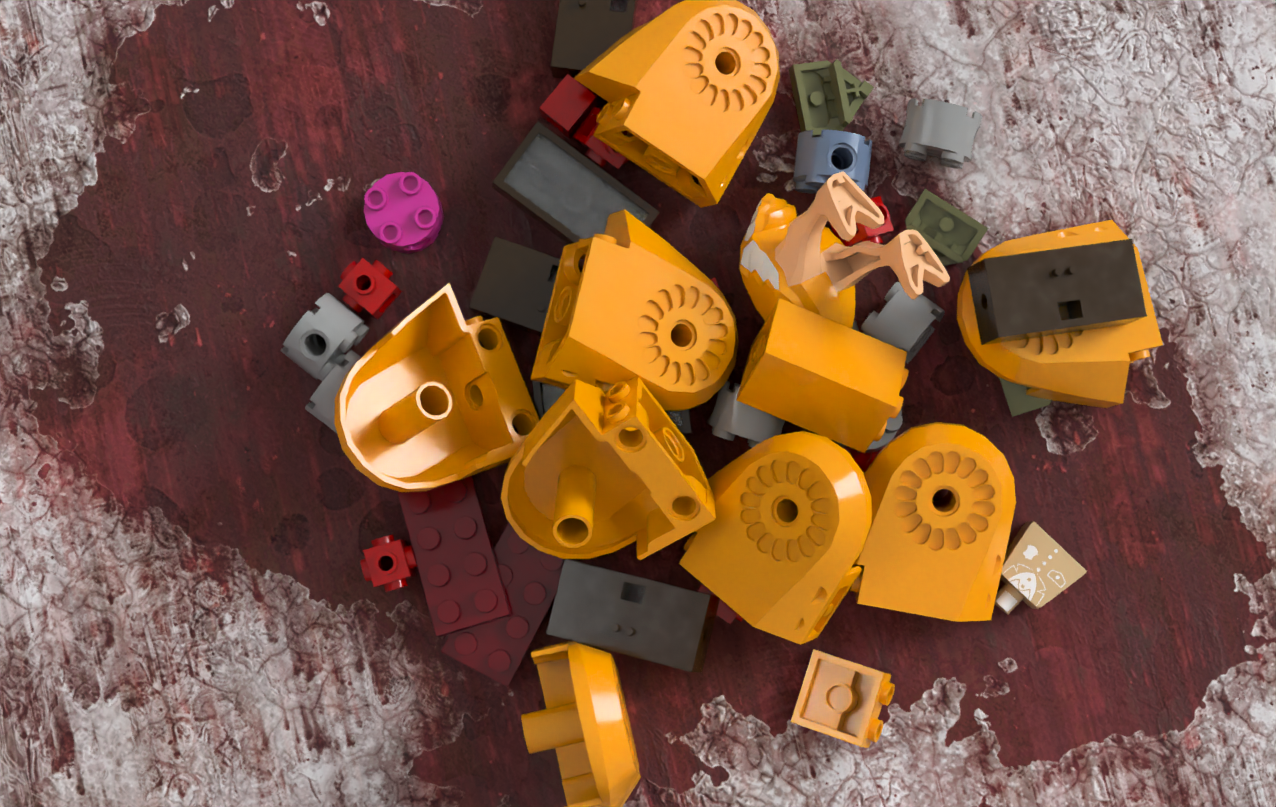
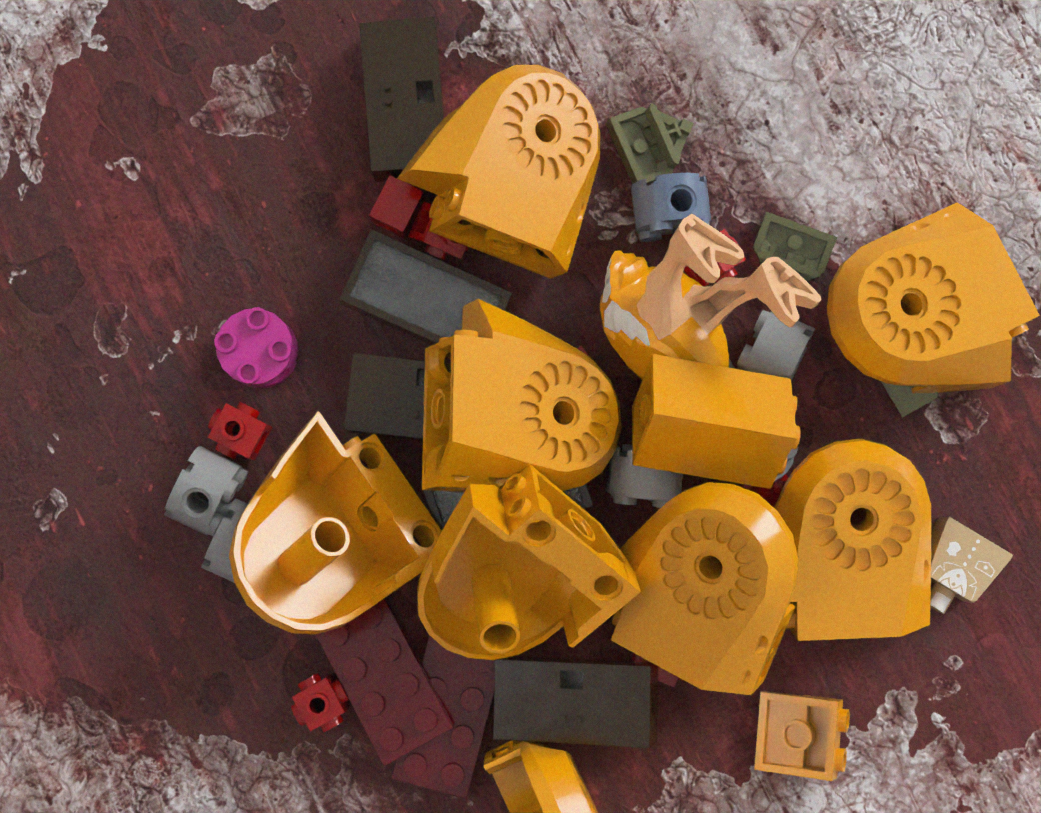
camera: 20 degrees left, 0 degrees up
(940, 132) = (769, 152): light grey brick -> none
(1056, 291) = (927, 286): dark brown brick -> none

